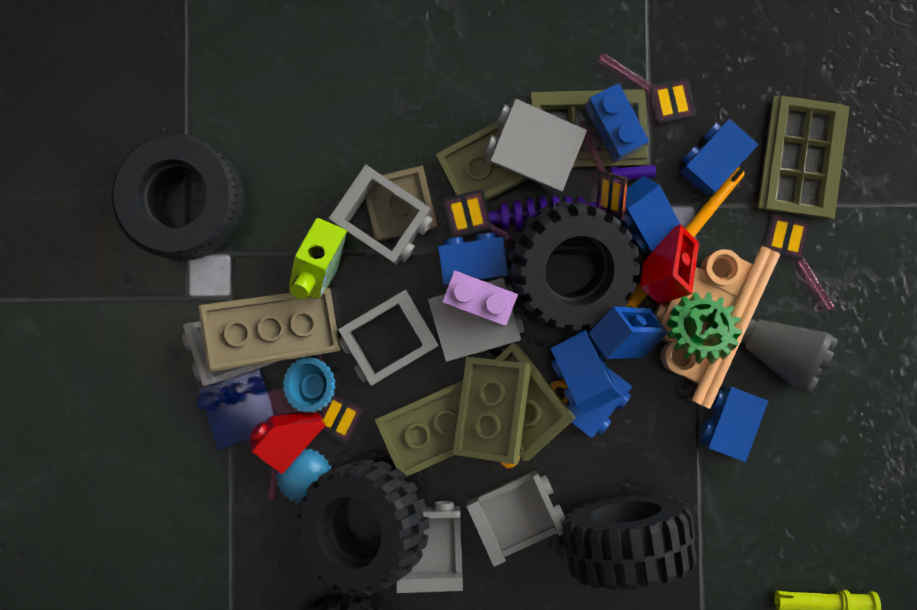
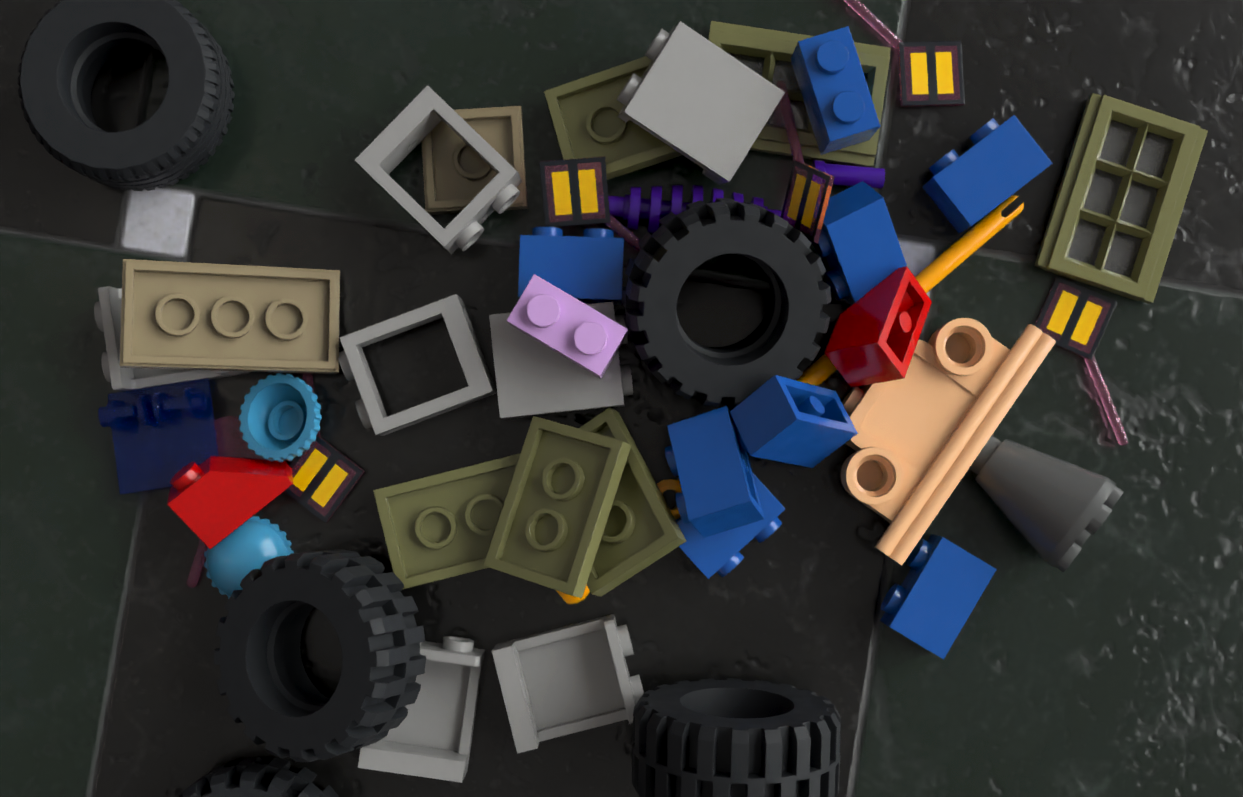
camera: 10 degrees right, 0 degrees up
(313, 275) = (310, 240): lime torso -> none
(719, 333) = (939, 445): green gear -> none

